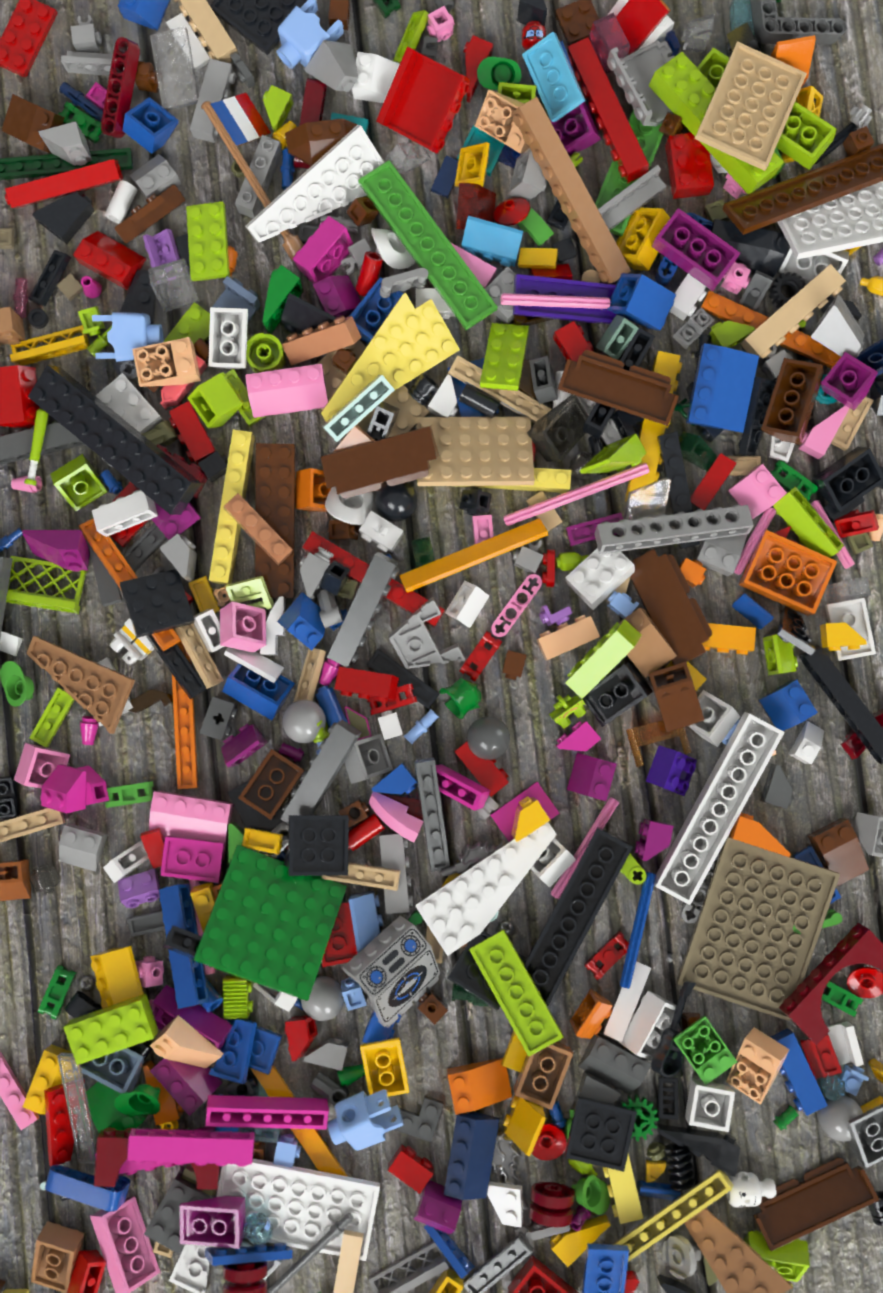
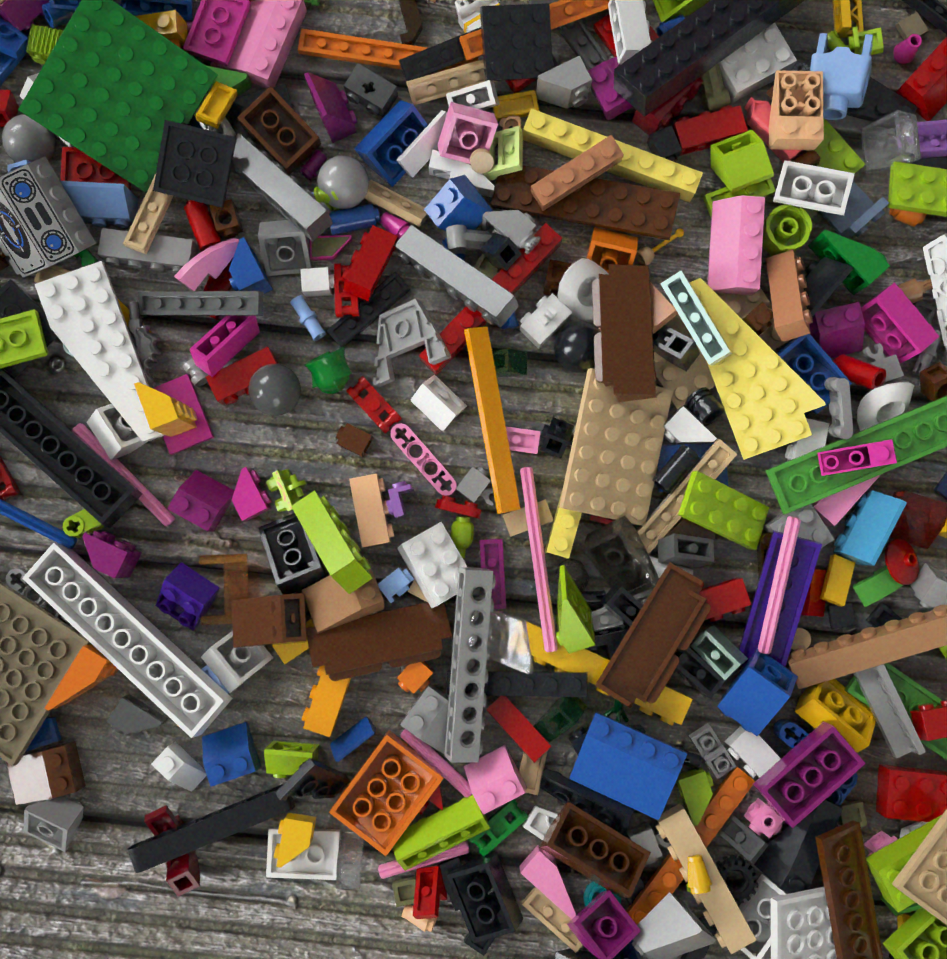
camera: 105 degrees right, 0 degrees up
(262, 610) = (481, 160): none -> tan tile
(307, 461) = (646, 255): none -> tan hinge
(440, 259) = (857, 457): none -> dark pink slope
(795, 316) = (698, 876): none -> yellow cone

